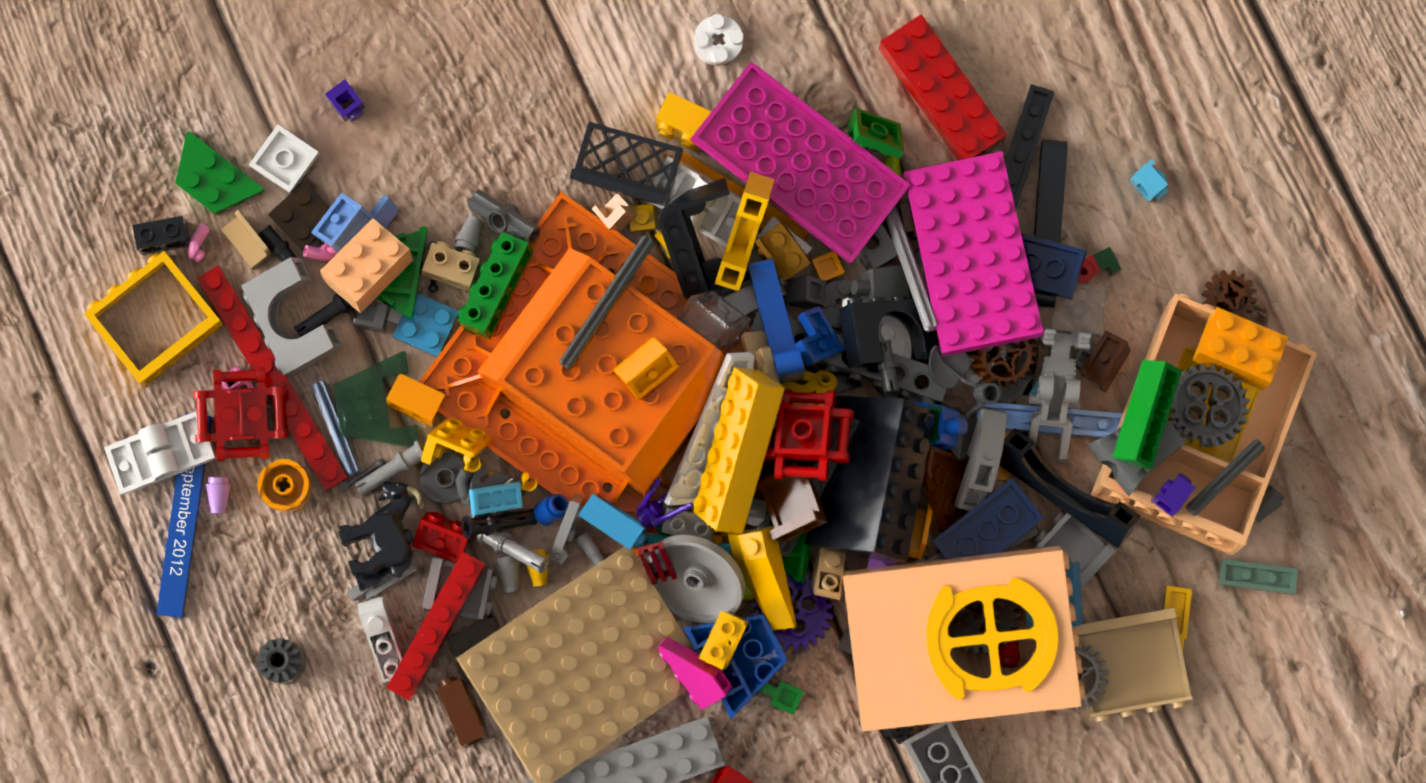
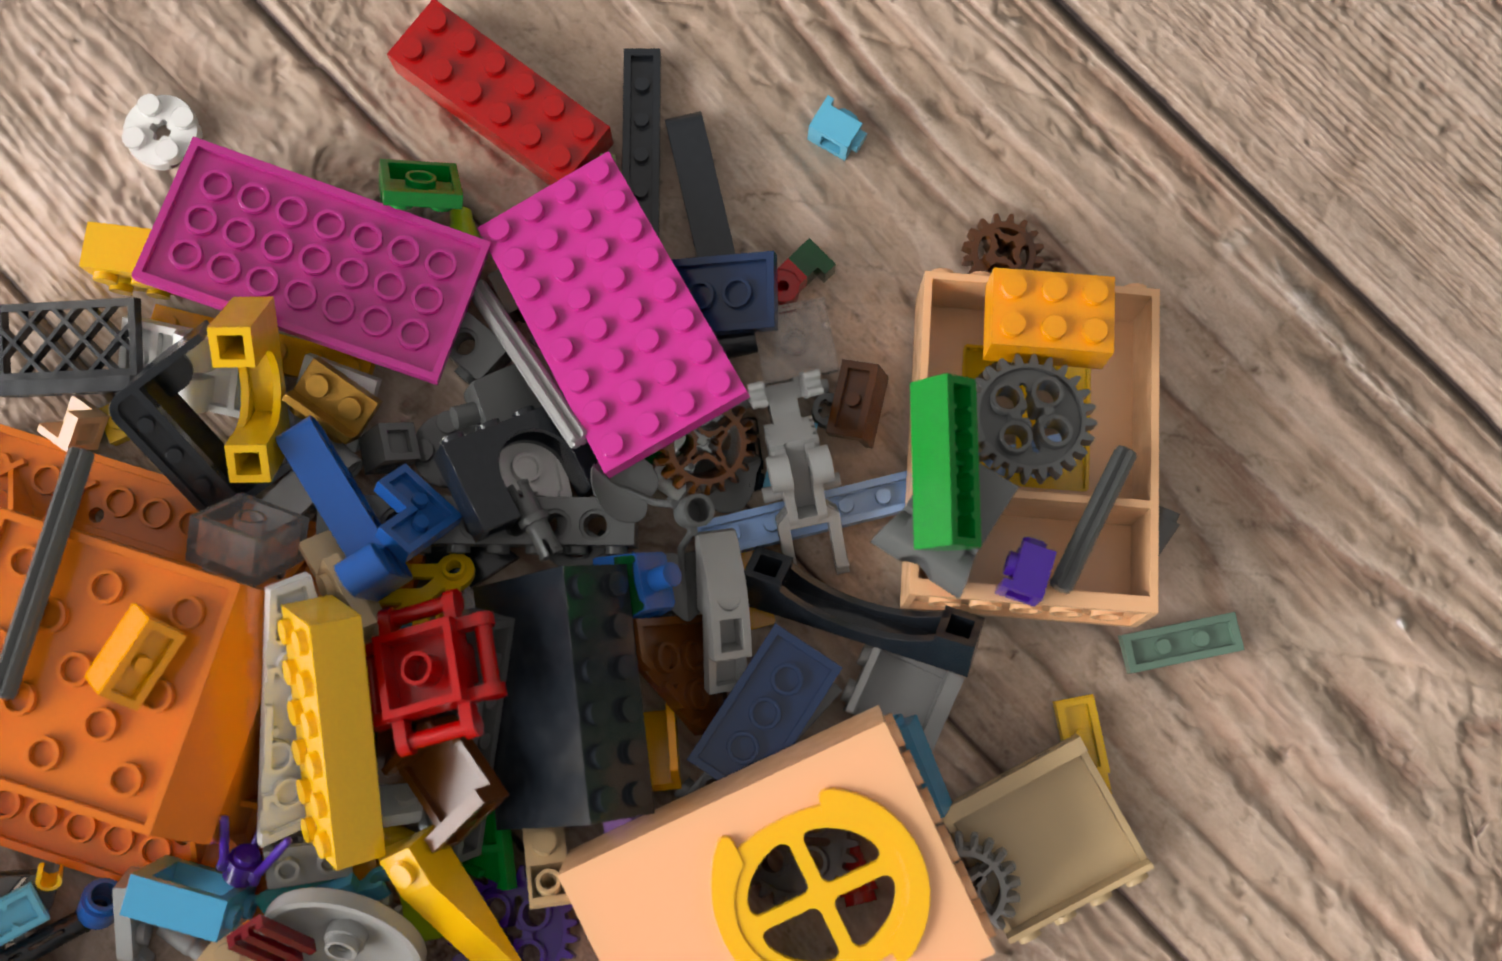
camera: 15 degrees left, 0 degrees up
(828, 266) = (414, 401): light orange plate -> none

